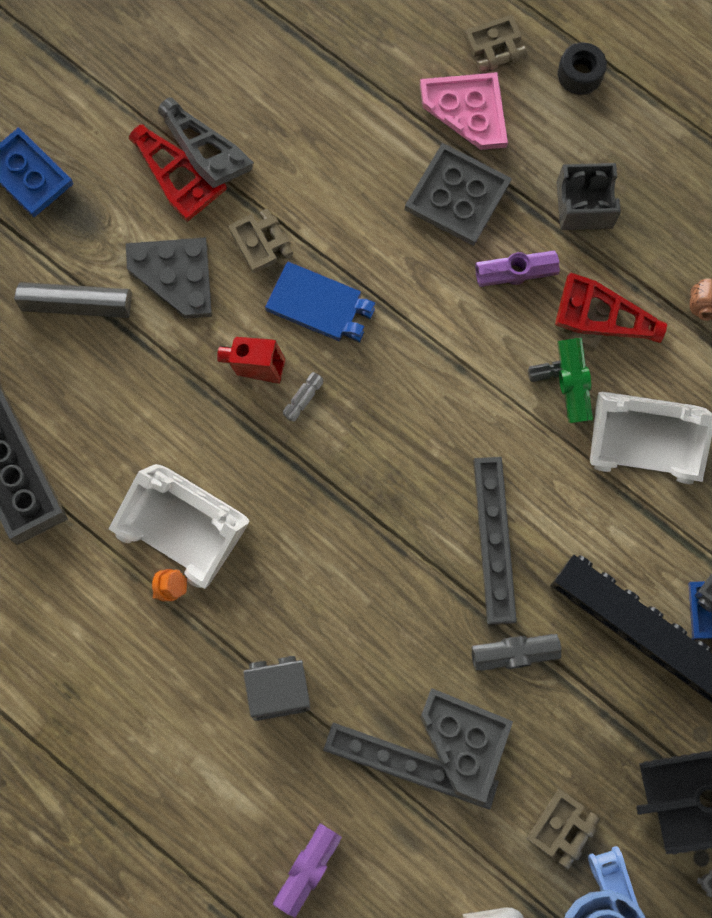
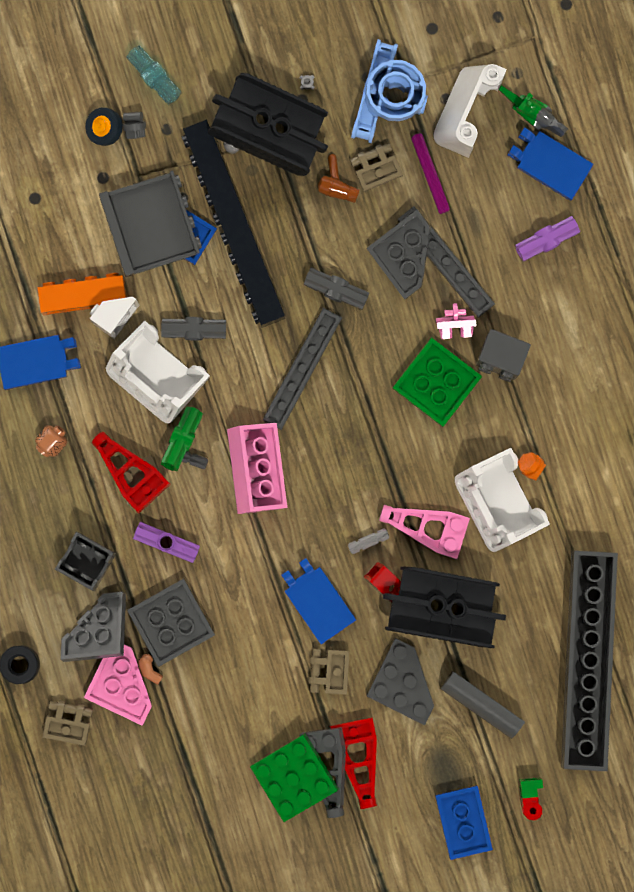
camera: 145 degrees left, 10 degrees up
(135, 359) = (413, 613): none -> black piece
(214, 458) = (452, 534): none -> bright pink plate
(231, 116) = (294, 777): none -> green plate
(334, 615) = (437, 382): none -> green plate
(358, 700) = (447, 323): none -> bright pink hips
(448, 135) = (147, 671): none -> nougat arm
(473, 399) = (257, 468): none -> bright pink slope
(496, 863) = (430, 173): none -> magenta axle
(526, 142) = (98, 631): none -> dark grey plate
(596, 772) = (335, 188): none -> dark orange piece
(642, 509) = (193, 328): none -> dark grey piece

